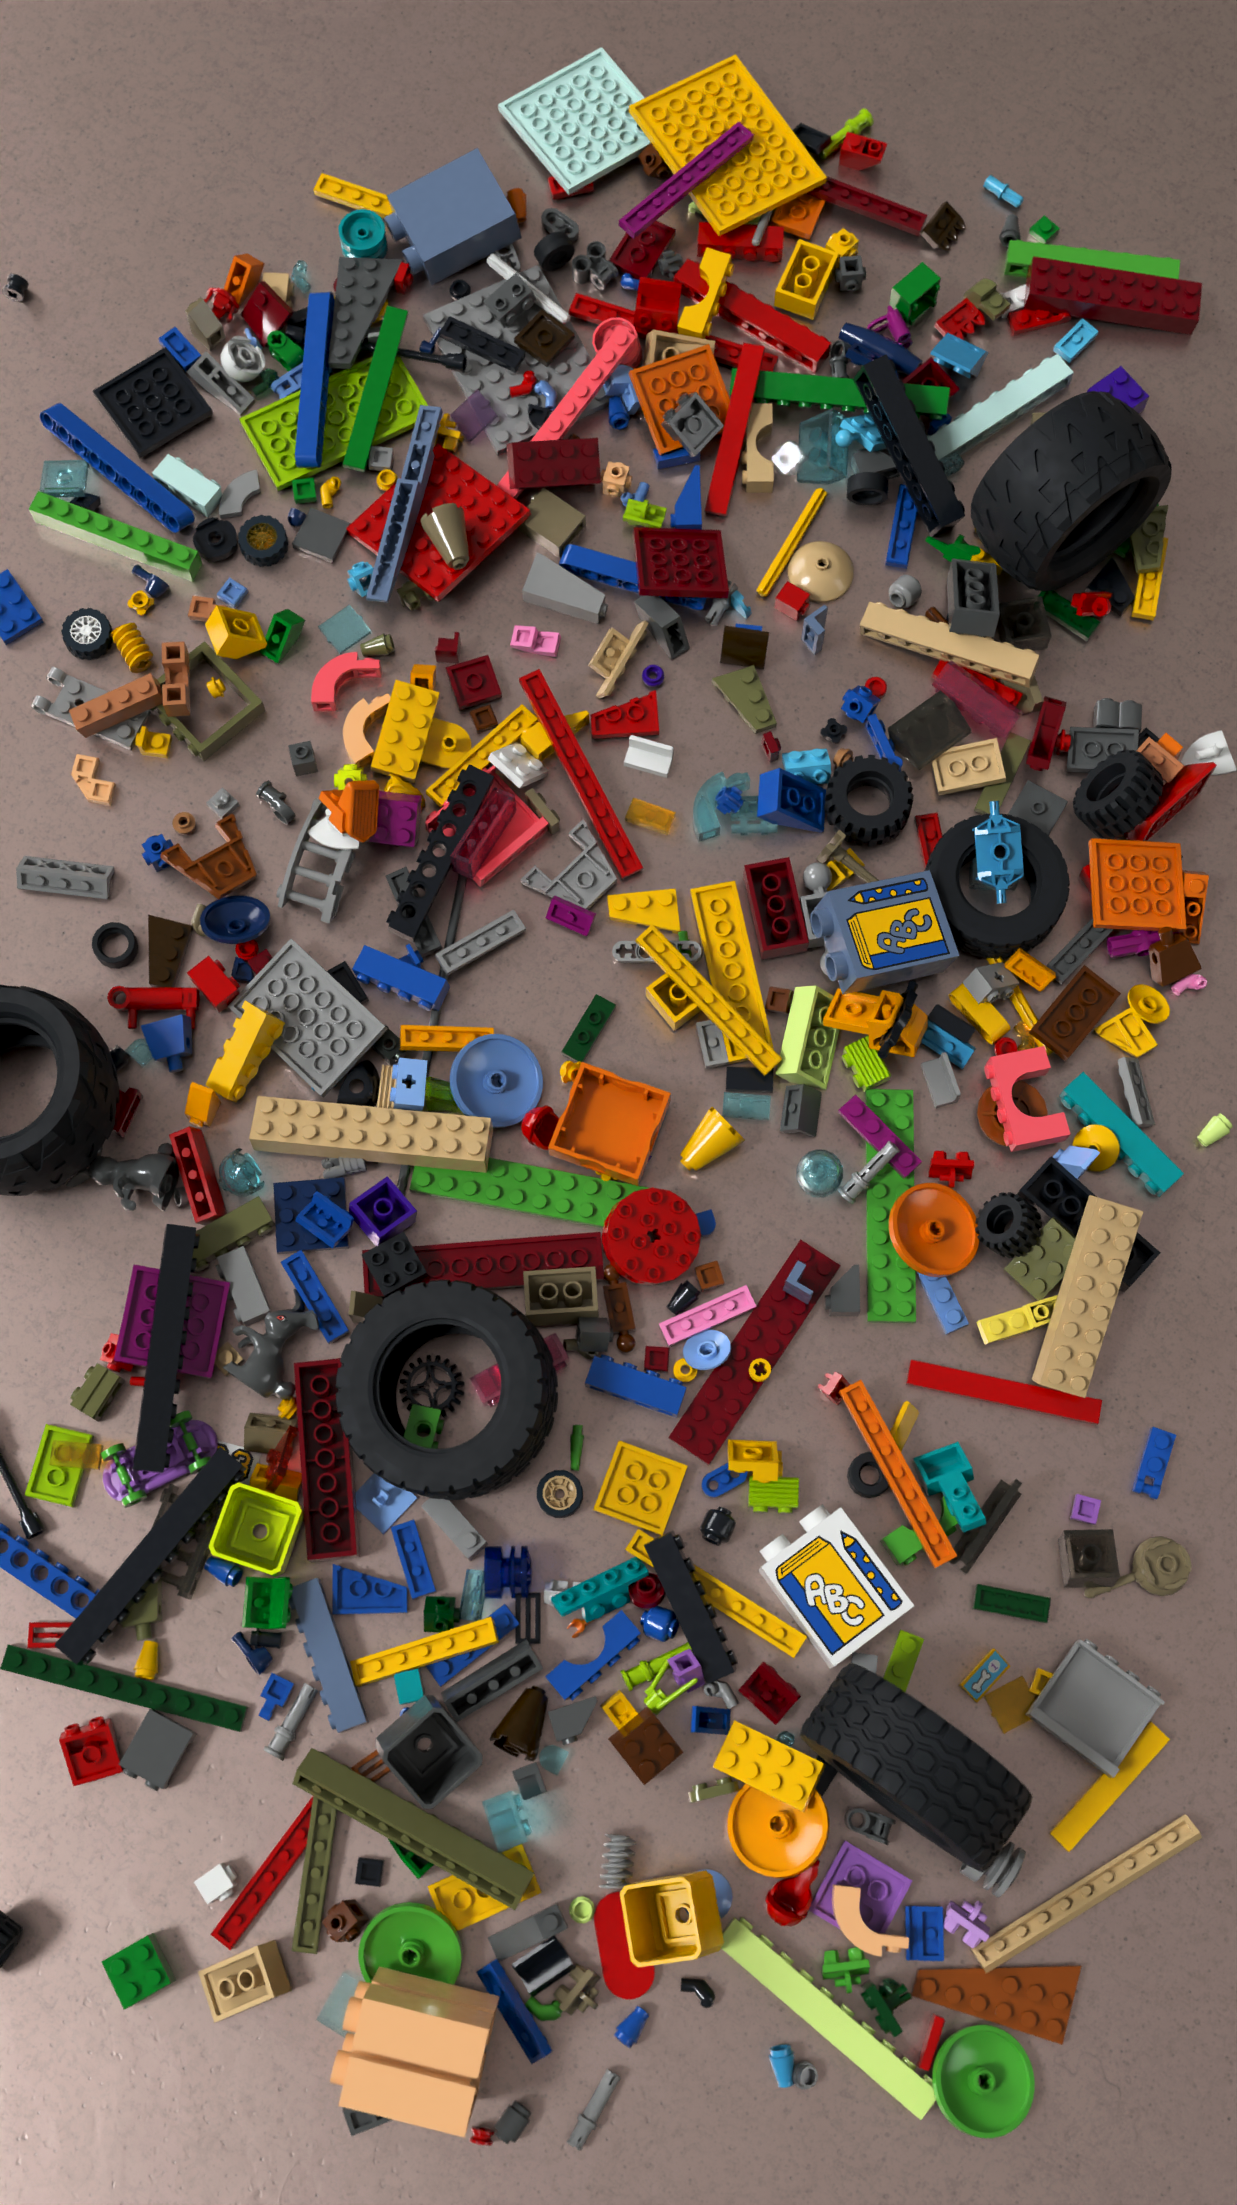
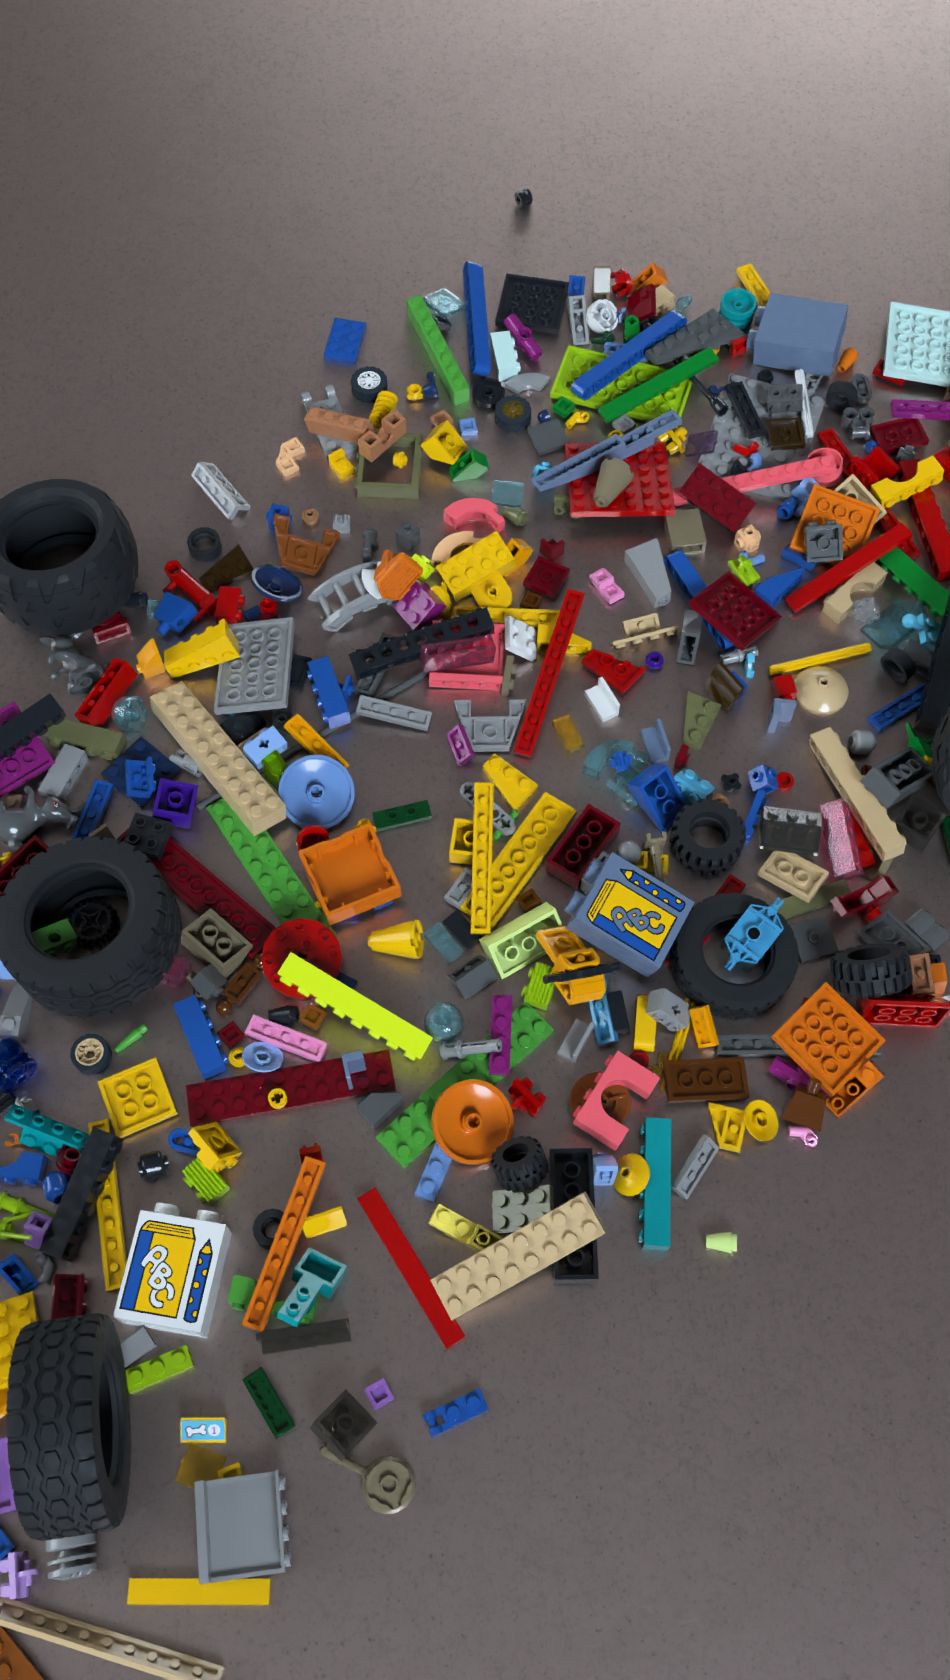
camera: 45 degrees right, 10 degrees down
(175, 446) = (523, 337): none -> magenta piece
(735, 752) = (656, 743): none -> sand blue panel
(747, 1232) = (355, 1006): none -> neon yellow brick

